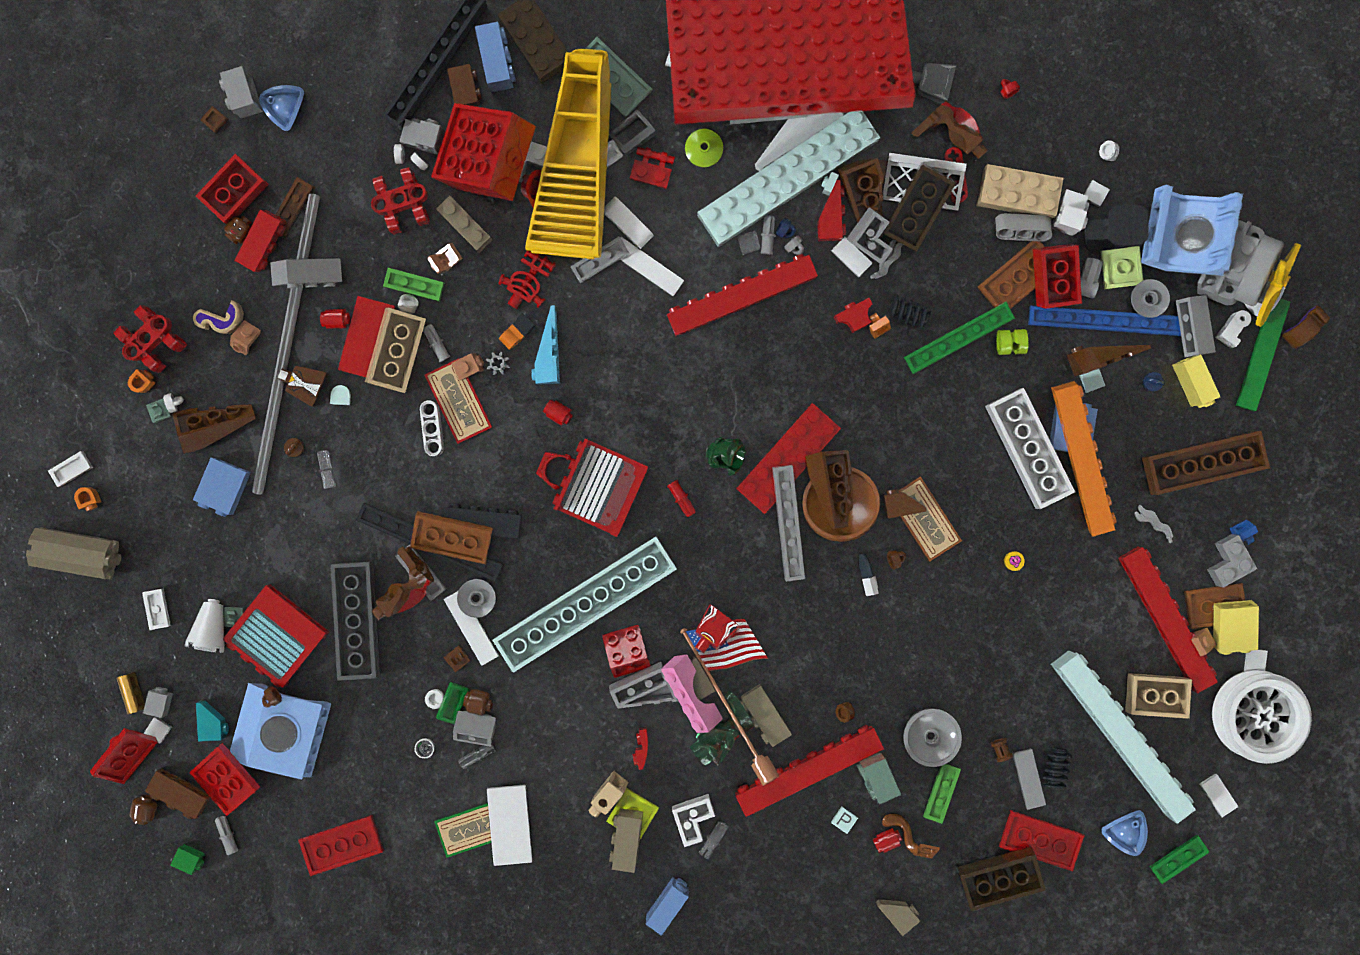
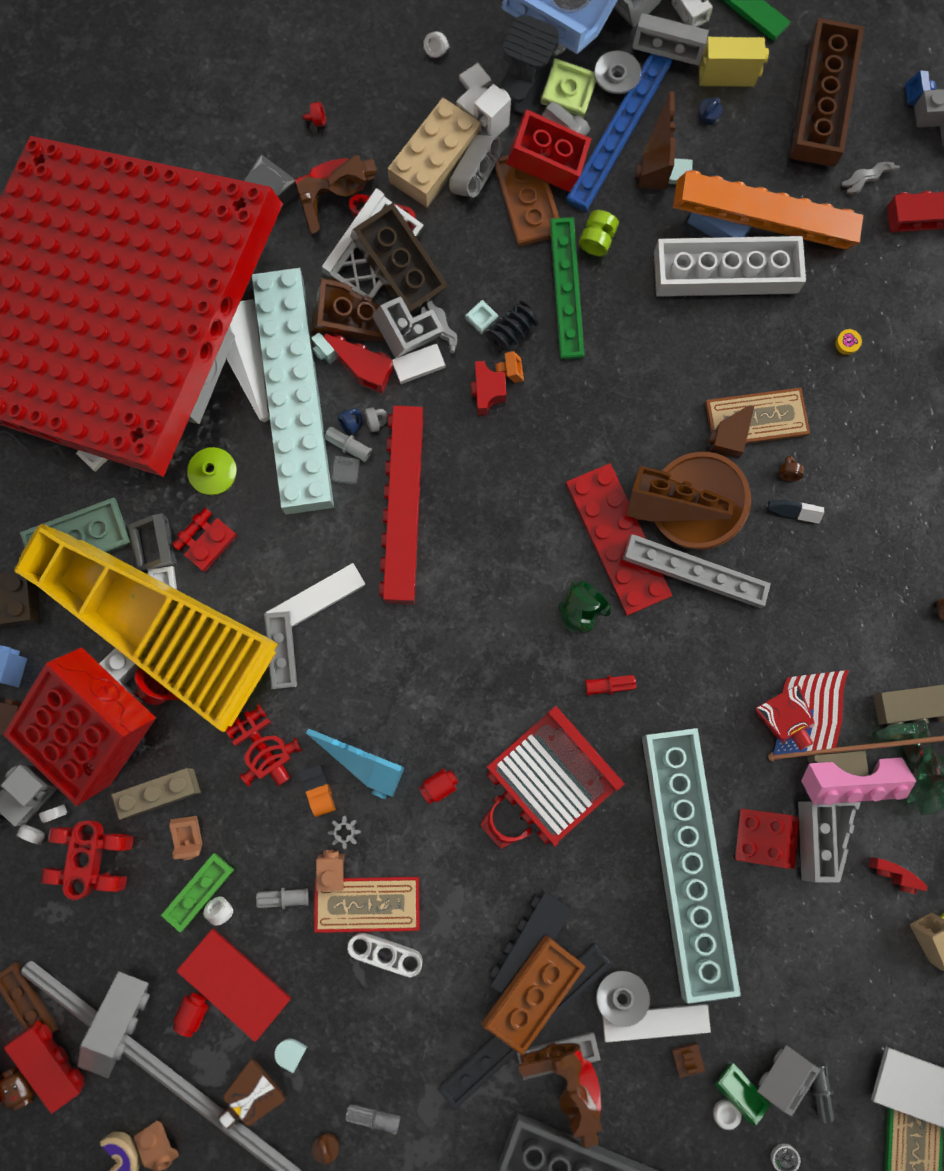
camera: 70 degrees left, 10 degrees down
(395, 350) = (266, 955): tan brick -> none
(478, 702) = (756, 1059): reddish brown head -> none
(627, 222) = (254, 596): white beam -> none
(909, 286) = (481, 317): none -> light aqua tile

